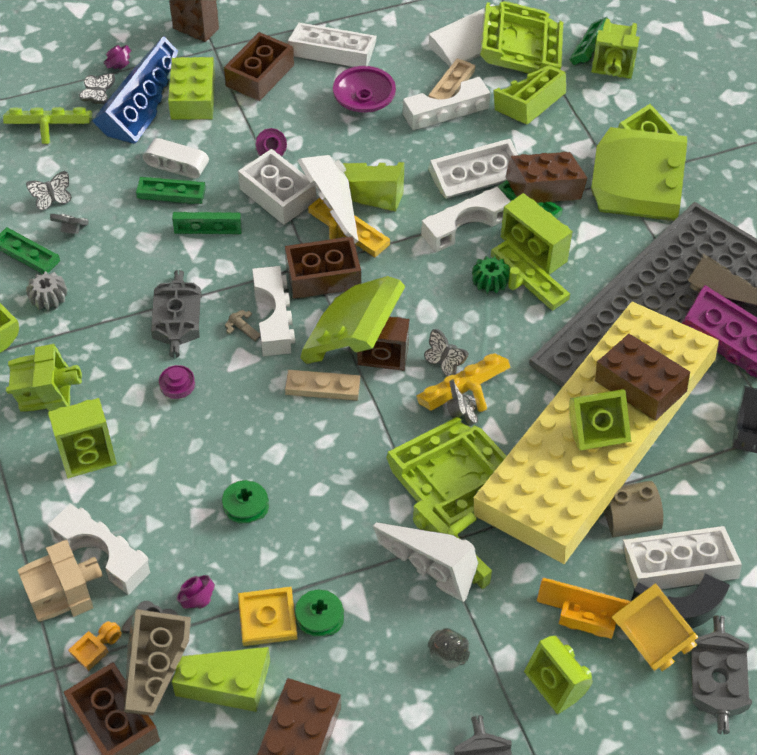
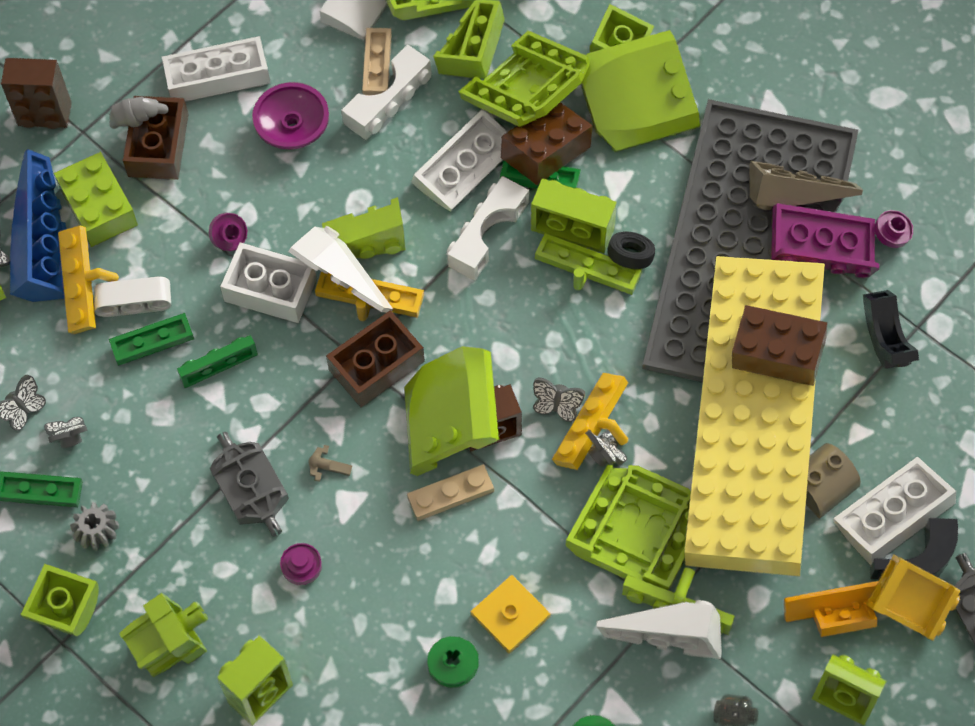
camera: 25 degrees left, 10 degrees up
(144, 129) = (78, 279): none -> yellow plate
(251, 37) = (134, 111): none -> light grey piece
(274, 331) = (331, 408): white arch -> none
(314, 490) = (510, 614): none -> yellow plate
(490, 274) = (560, 281): green gear -> none
(569, 129) = (529, 80): none -> lime wedge
(569, 277) = (629, 259): none -> black tyre
(600, 419) = (767, 415): lime brick -> none

